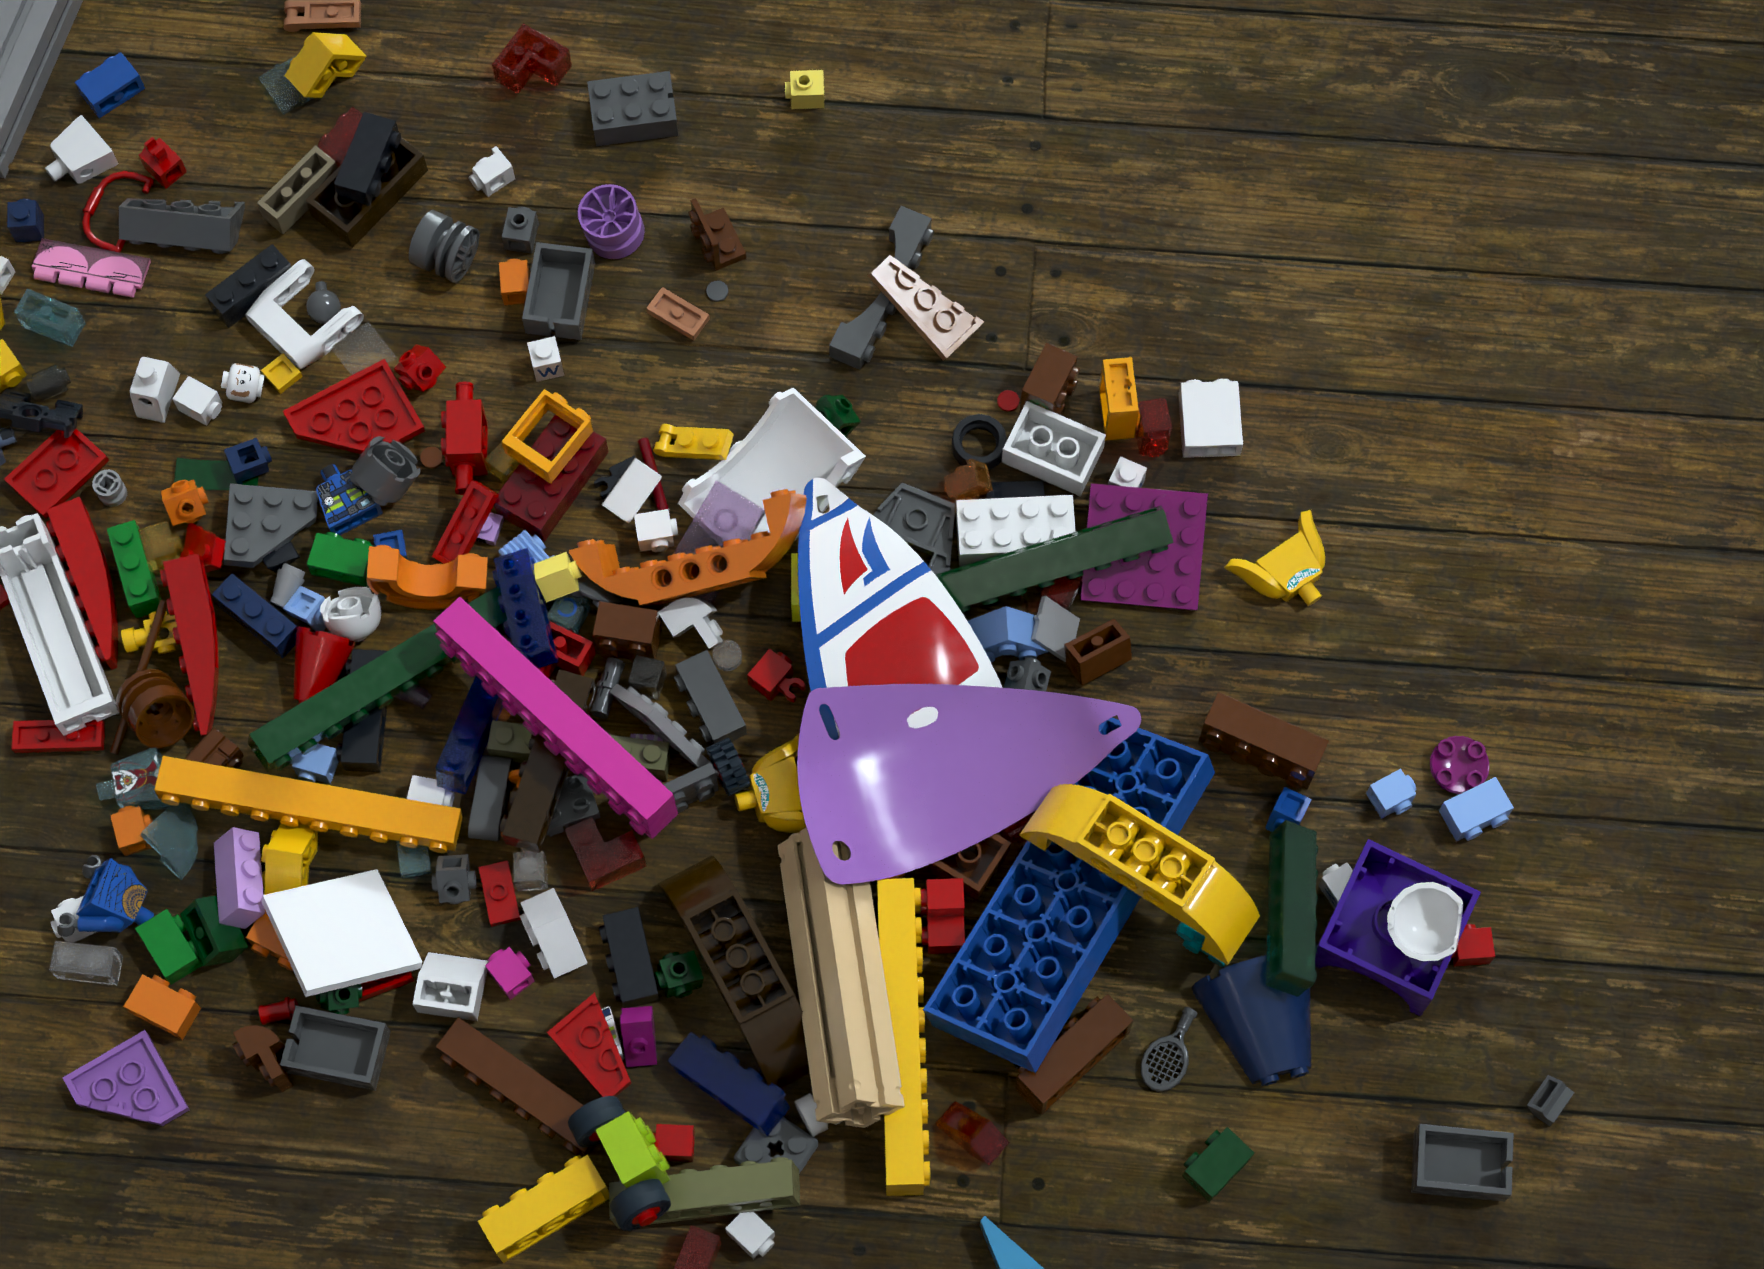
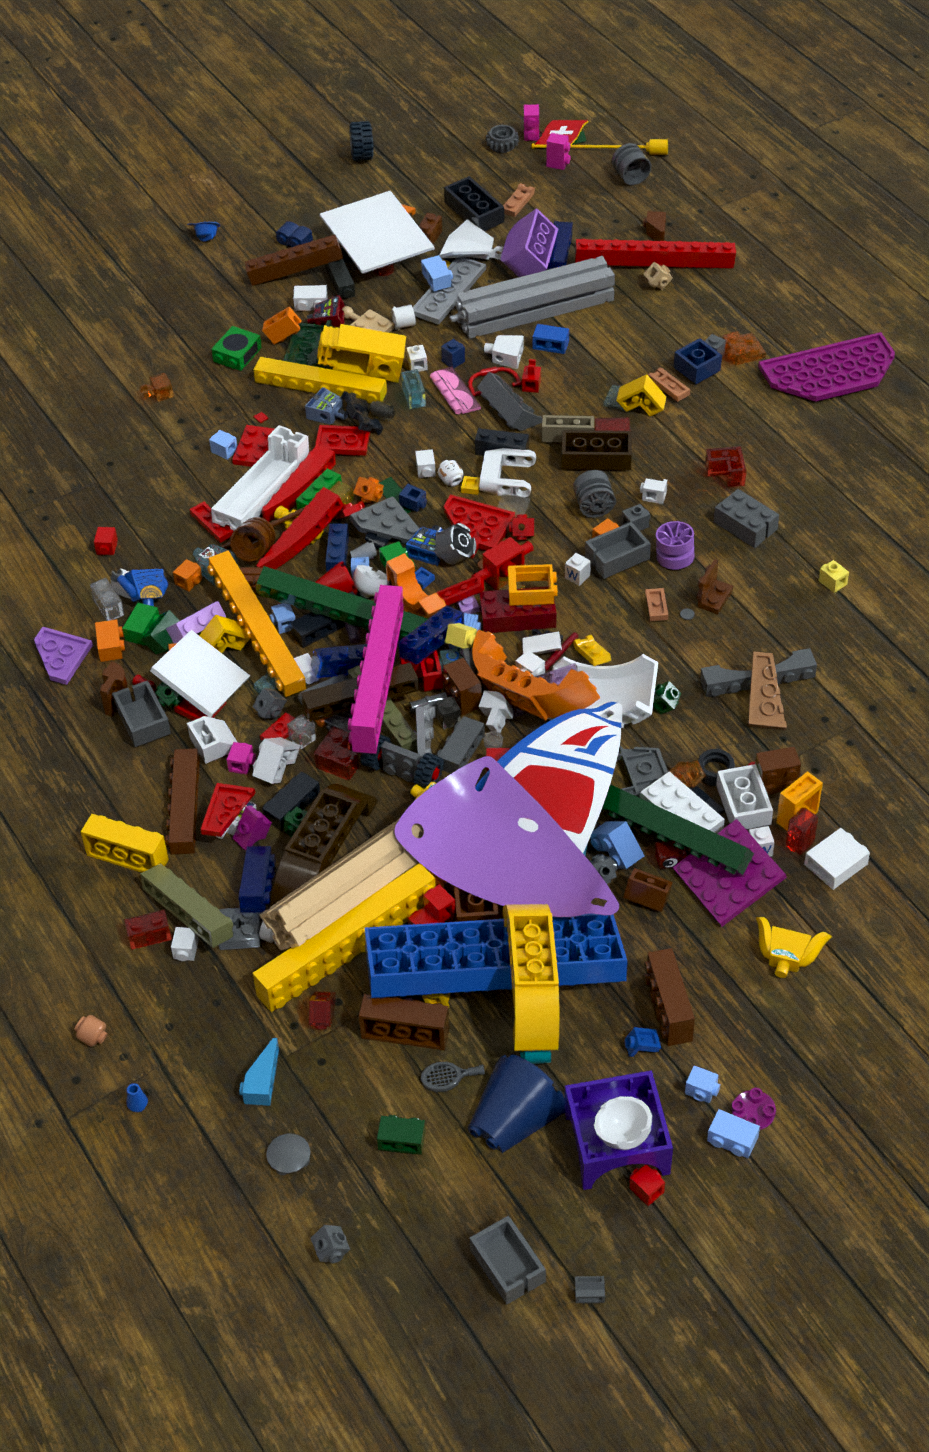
camera: 55 degrees right, 20 degrees down
(114, 492) = (351, 462): light grey wheel -> none
(156, 383) = (412, 440): white torso -> none
(174, 838) = (197, 591): clear light blue brick -> none
(322, 304) = (520, 473): dark grey piece -> none
(367, 159) = (604, 433): black brick -> none
(632, 1155) = (173, 854): brick -> none
(675, 1141) = (207, 881): red brick -> none
(1054, 627) = (643, 858): light grey piece -> none
(1292, 909) = (578, 1066): clear green brick -> none

